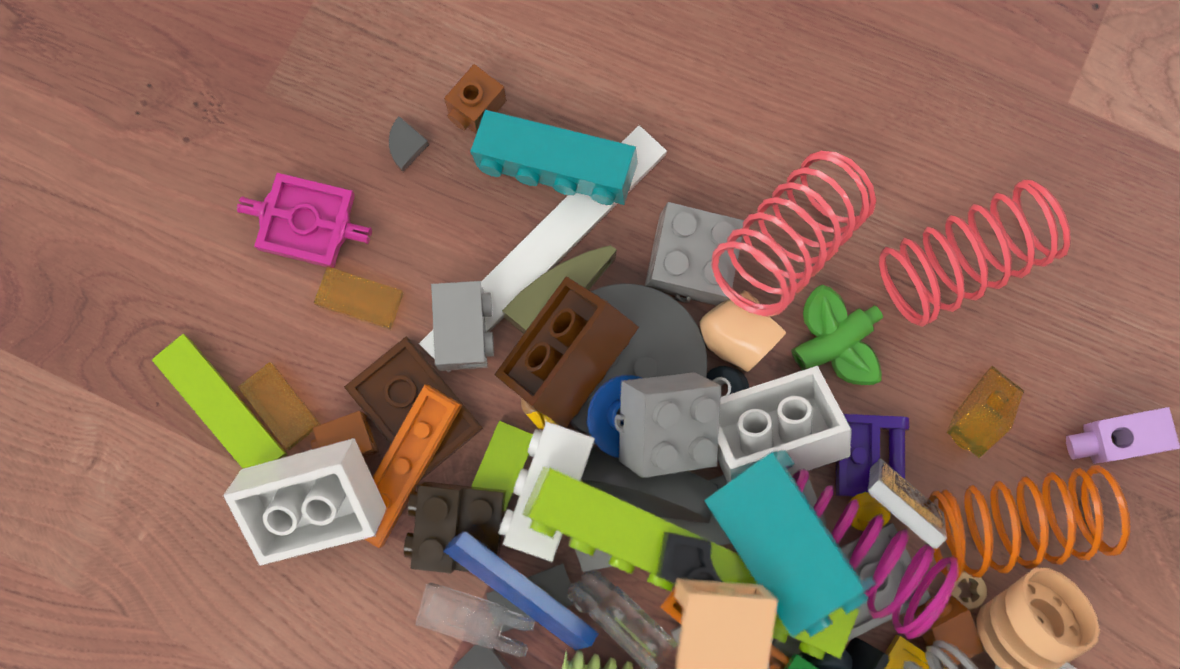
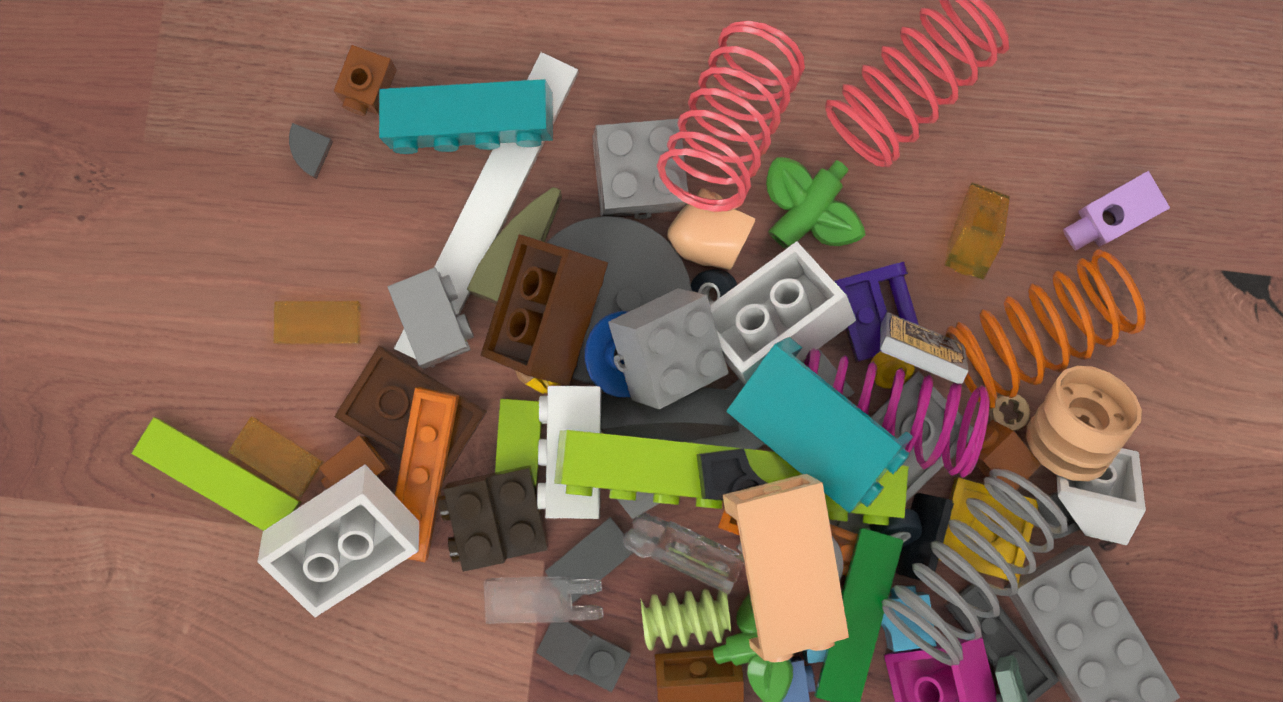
camera: 20 degrees left, 5 degrees up
(304, 220) = (234, 262): dark pink plate -> none
(521, 591) = (577, 557): blue tile -> none

